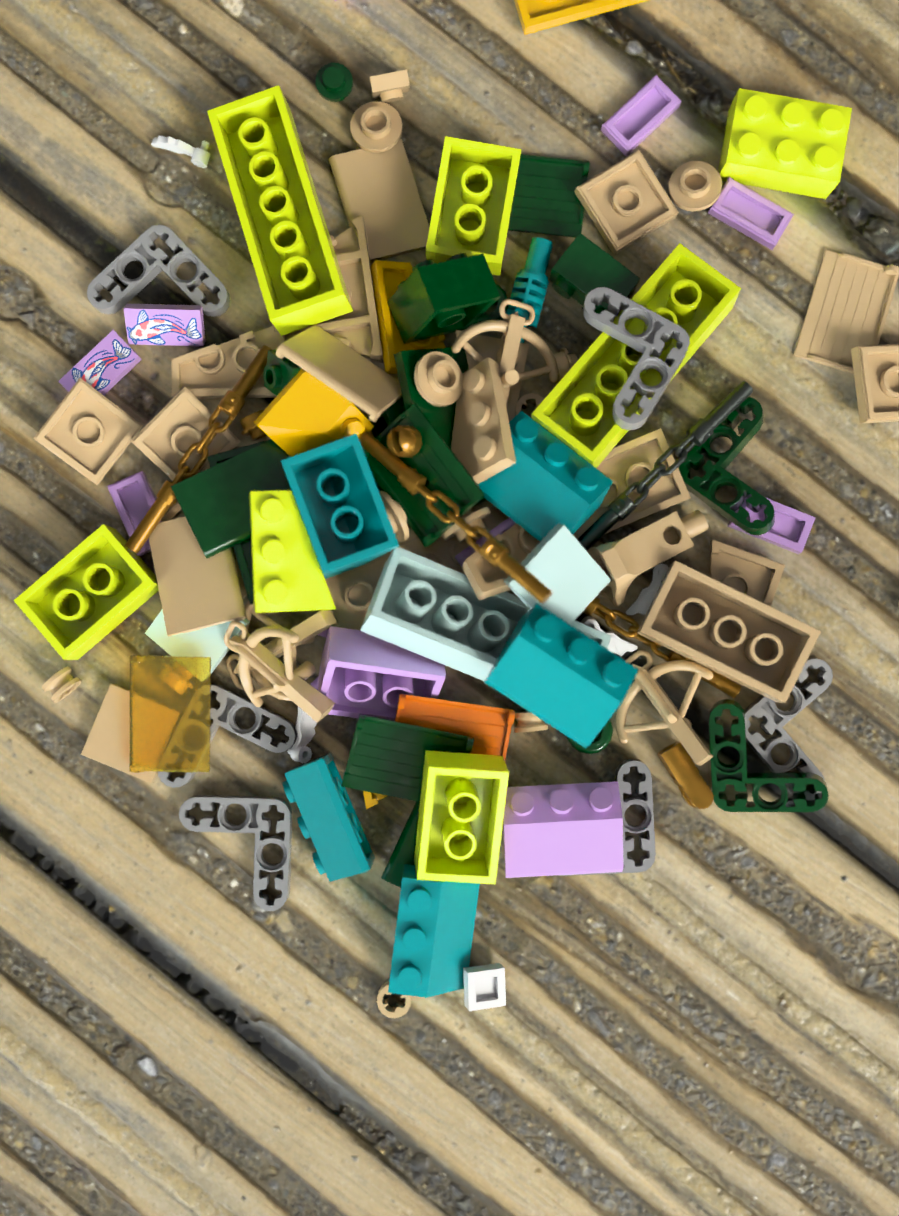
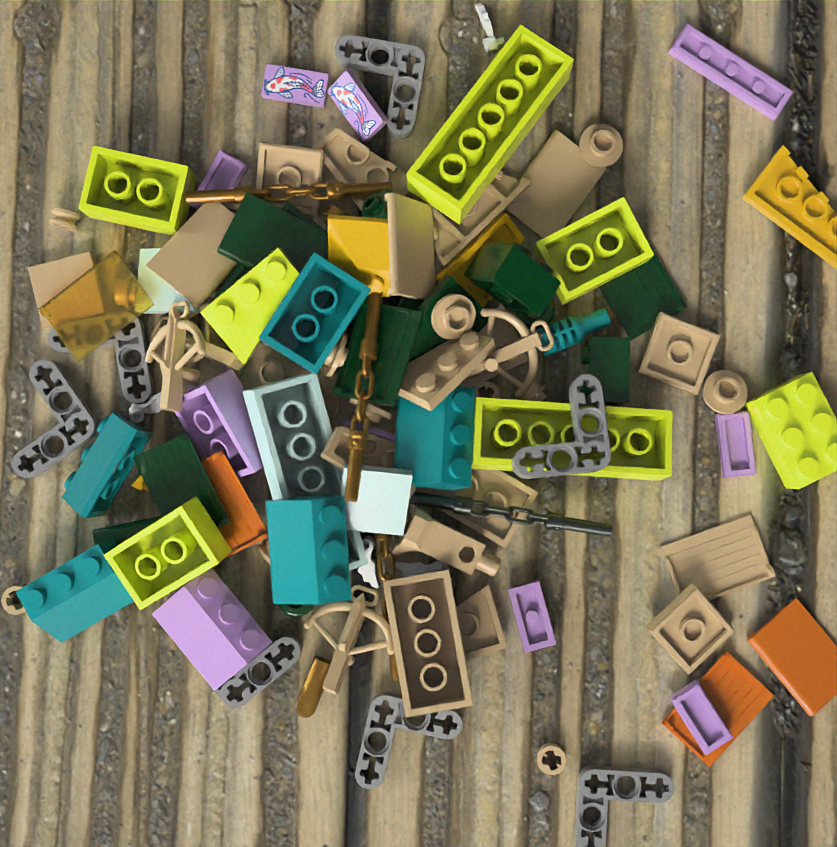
camera: 55 degrees right, 0 degrees up
(88, 431) = (247, 109): tan tile -> none
(334, 82) = (610, 94): dark green plate -> none
(390, 86) = (634, 134): tan plate -> none
(409, 439) = (391, 325): pearl gold hinge -> none
(484, 986) = (69, 654): white plate -> none
(640, 115) = (746, 318): lavender tile -> none
(716, 476) = (533, 556): dark green beam -> none
(739, 777) = (338, 724): dark green beam -> none

